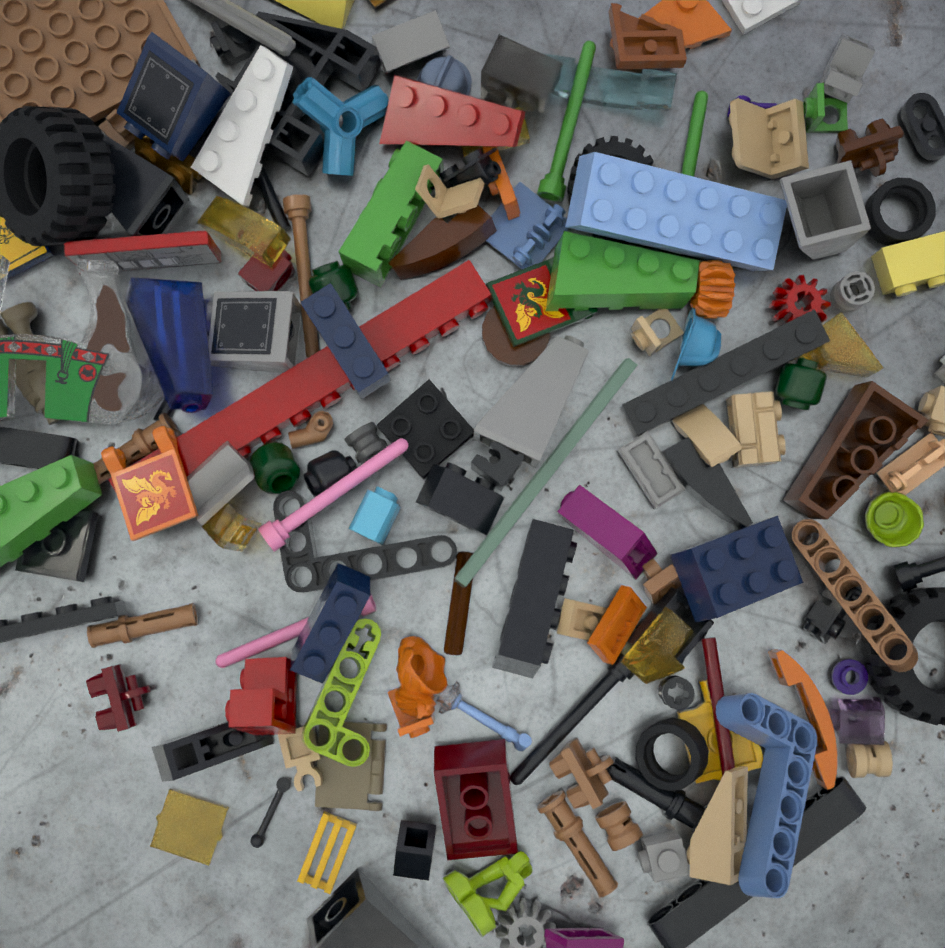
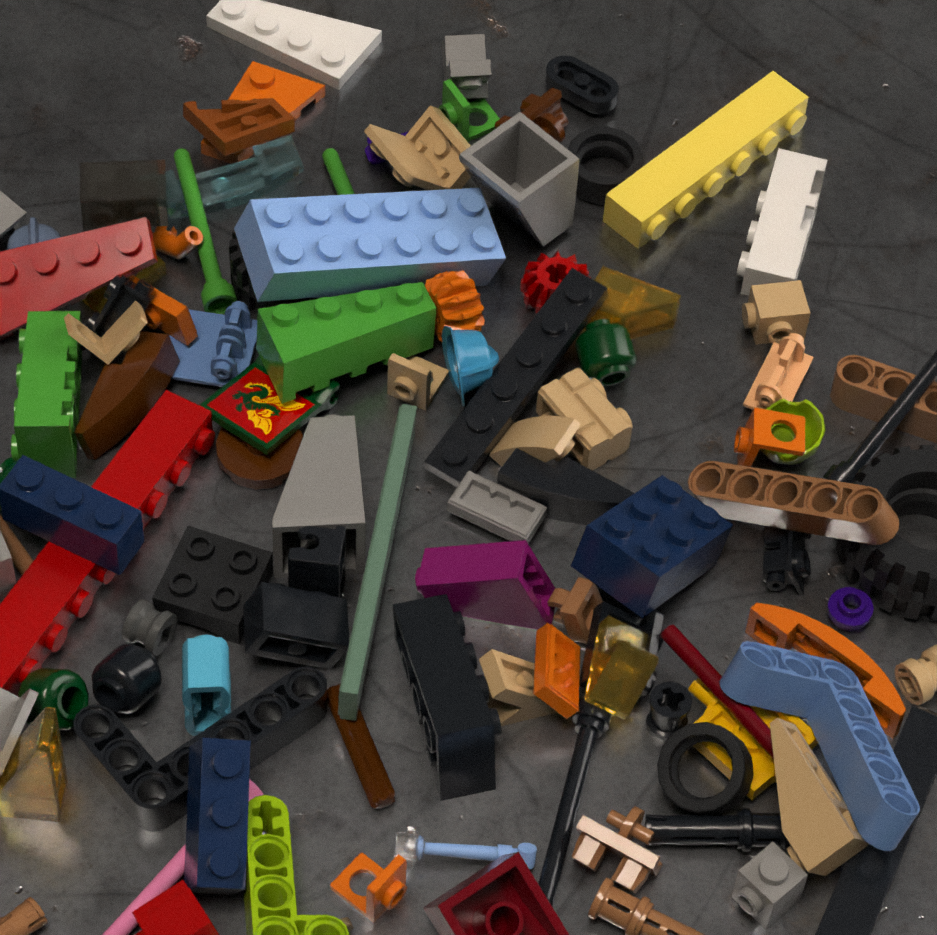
camera: 30 degrees left, 30 degrees down
(278, 531) = (96, 749): bright pink piece -> none
(314, 432) = (80, 645): medium nougat arm -> none
(420, 677) = (357, 839): orange hair -> none
(545, 126) = (176, 246): none -> orange arm
(619, 826) = (698, 884): medium nougat wheel -> none
(847, 298) = (603, 247): light grey wheel -> none
(852, 449) = (699, 382): reddish brown wedge -> none
(863, 516) = (758, 435): none -> orange bracket
(864, 730) = (901, 632): clear purple brick -> none

